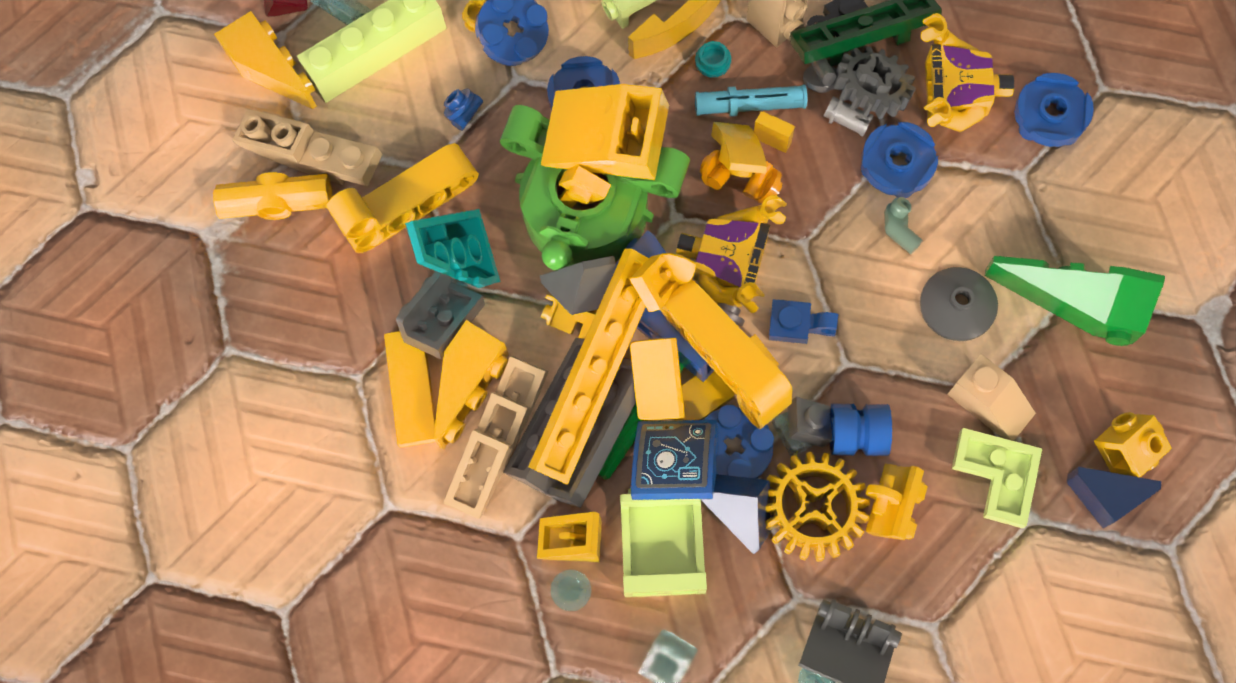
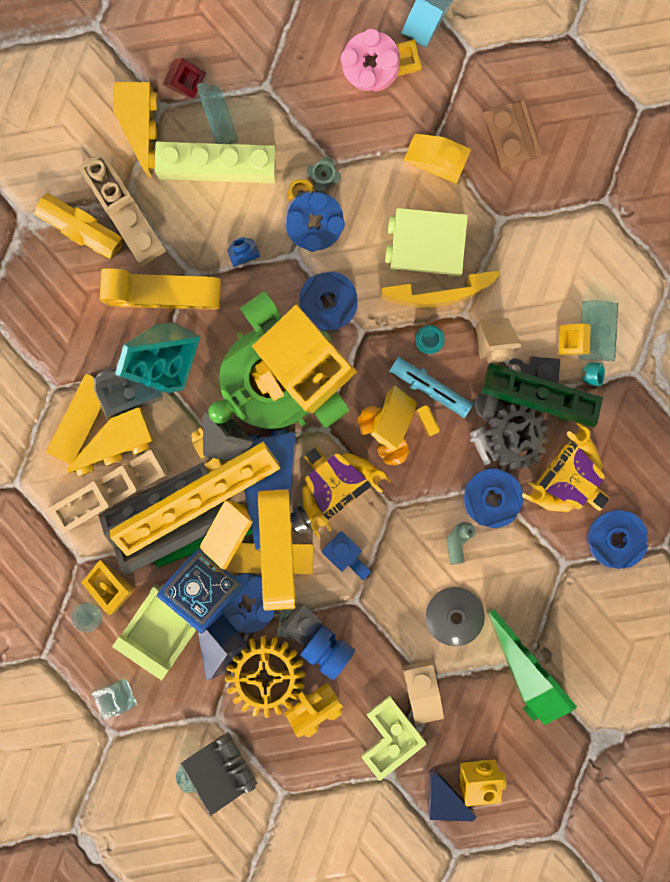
camera: 30 degrees right, 15 degrees up
(660, 278) = (267, 479): yellow plate -> none

